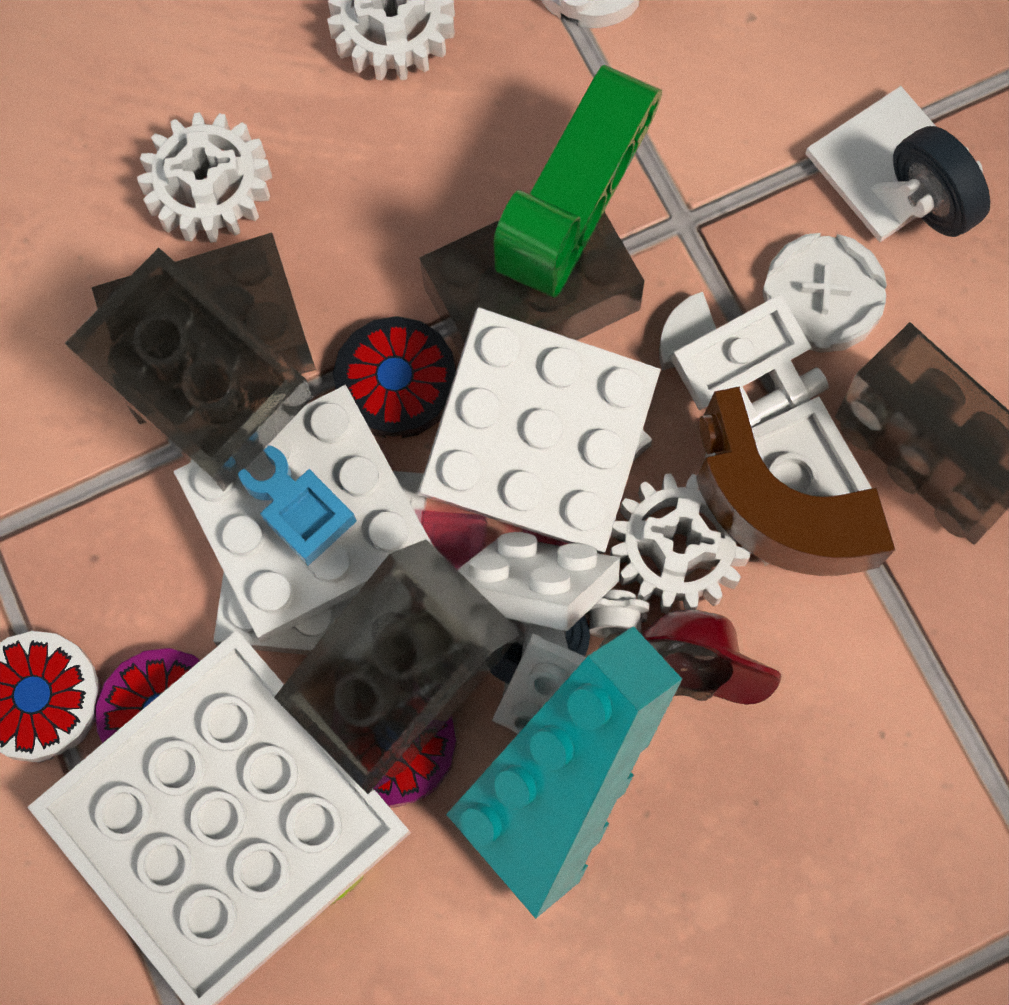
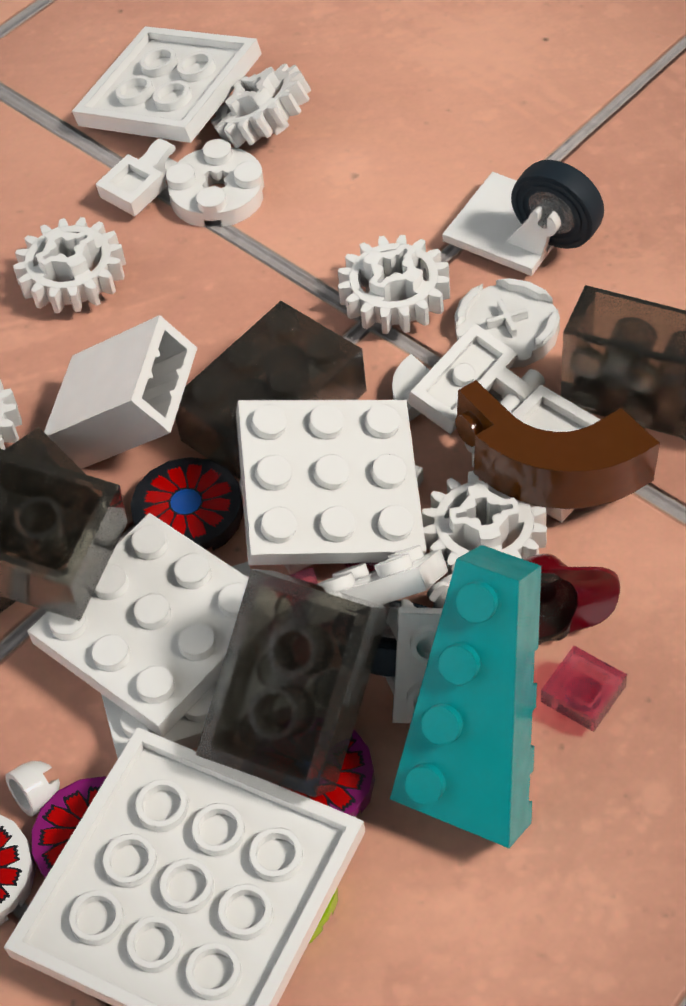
camera: 20 degrees left, 20 degrees down
(120, 633) = (31, 787): none -> white hinge
(301, 510) = (155, 605): dark azure plate -> none
(373, 223) = (121, 392): none -> white brick
(549, 228) = (272, 310): green beam -> none
(694, 770) = (583, 688): none -> clear pink plate
(720, 217) = (394, 284): none -> white gear

